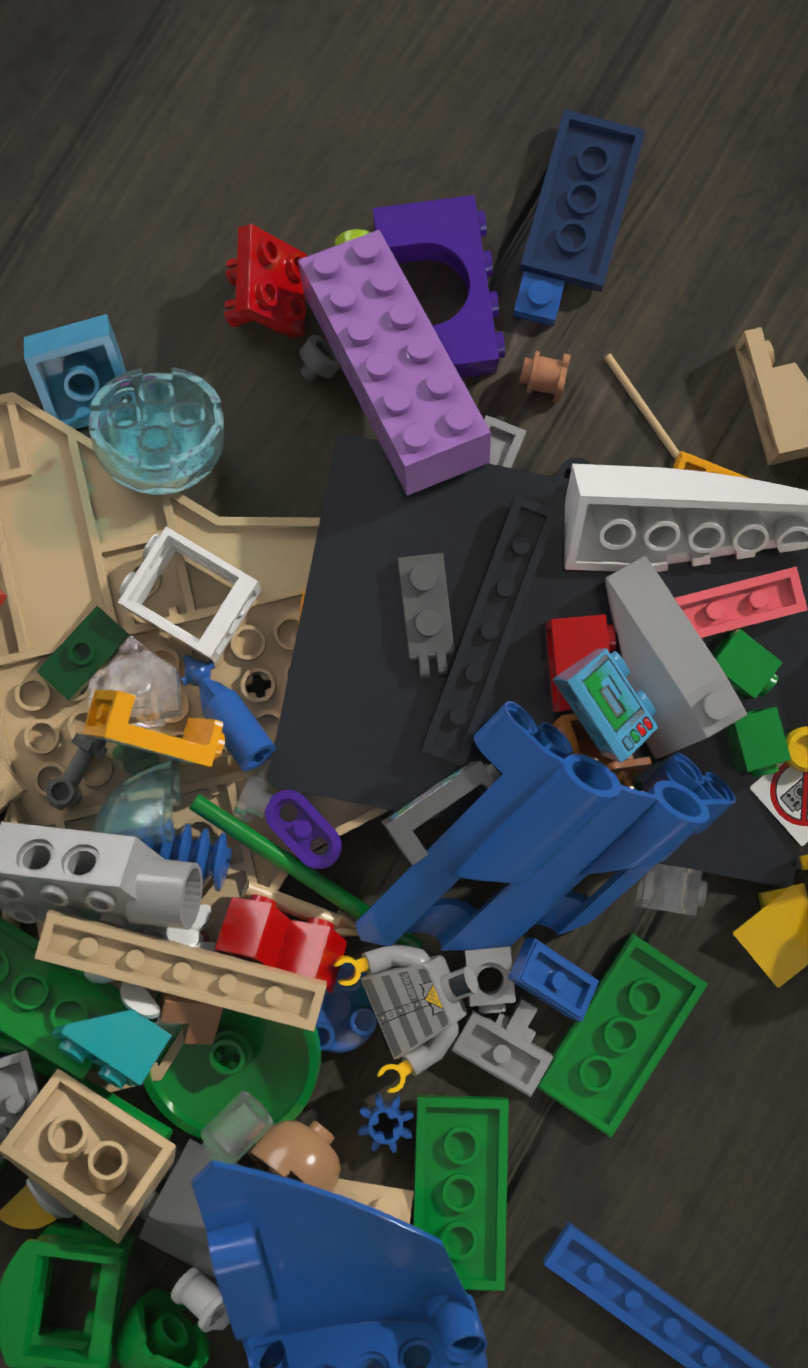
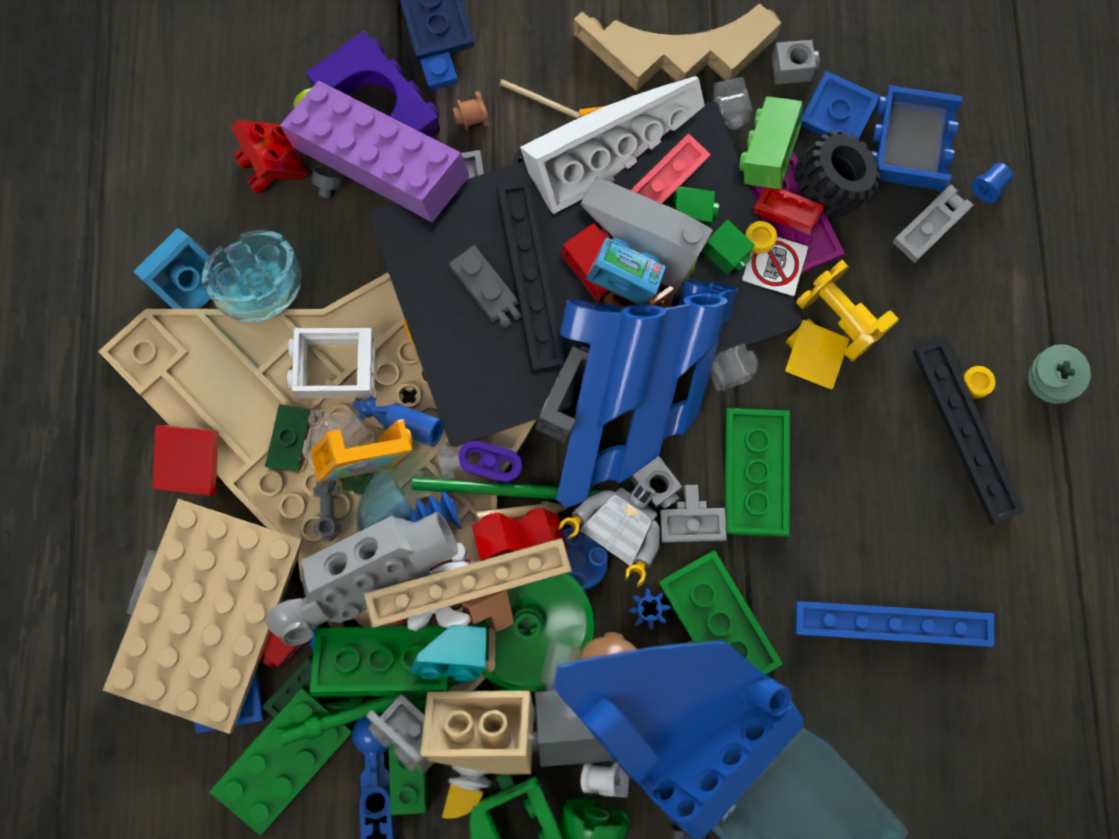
camera: 30 degrees left, 5 degrees down
(553, 979) = (696, 461): blue plate -> none

